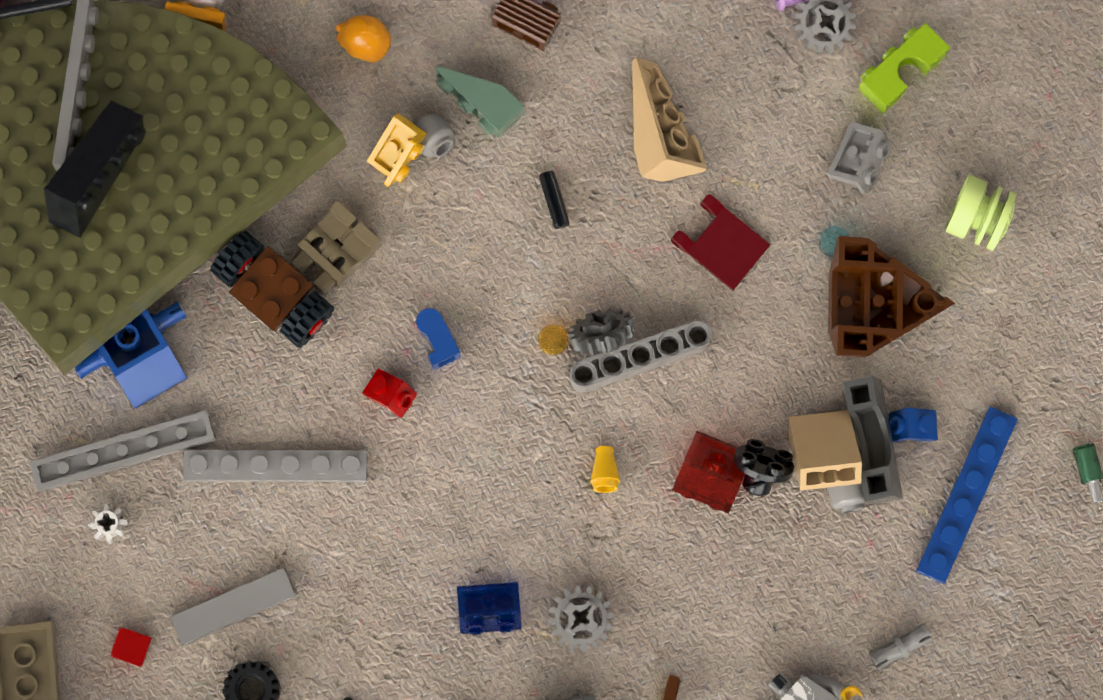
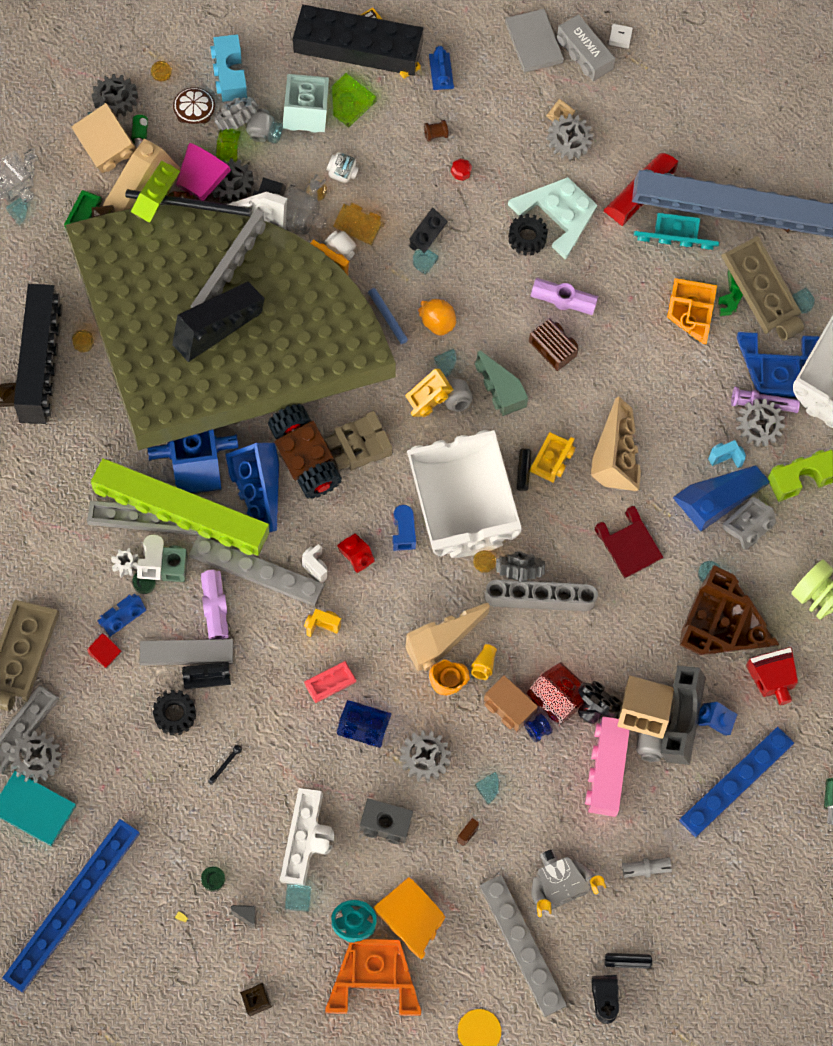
camera: 20 degrees right, 10 degrees down
(138, 497) = (151, 566): none -> white leg
(140, 580) = (129, 609): none -> blue hinge
(141, 538) = (143, 586): none -> clear green tile
(146, 426) = (180, 507): none -> lime brick
(176, 512) = (174, 573): none -> sand green brick
(228, 348) = (257, 478): none -> blue wedge
(243, 533) = (214, 605): none -> lavender piece
(270, 626) = (206, 675): none -> black hinge
(301, 62) = (388, 316): none -> medium blue bar
(350, 433) = (314, 567): none -> white bracket
(389, 496) = (326, 620): none -> yellow bracket
(400, 95) = (446, 362): none -> clear light blue tile
(426, 572) = (330, 682): none -> coral plate
(495, 266) = (464, 494): none -> white cylinder
(532, 473) = (432, 641): none -> tan wedge
(569, 508) = (448, 677): none -> light orange hair
(583, 169) = (552, 456): none -> yellow bracket
(657, 511) = (509, 704): none -> medium nougat brick
(672, 625) = (488, 787): none -> clear light blue tile
(703, 527) = (538, 728): none -> clear blue wheel
(791, 78) = (724, 452): none -> medium azure bracket
(805, 138) = (715, 497): none -> blue wedge
(807, 541) = (608, 768): none -> bright pink brick
(963, 342) = (774, 674): none -> red torso

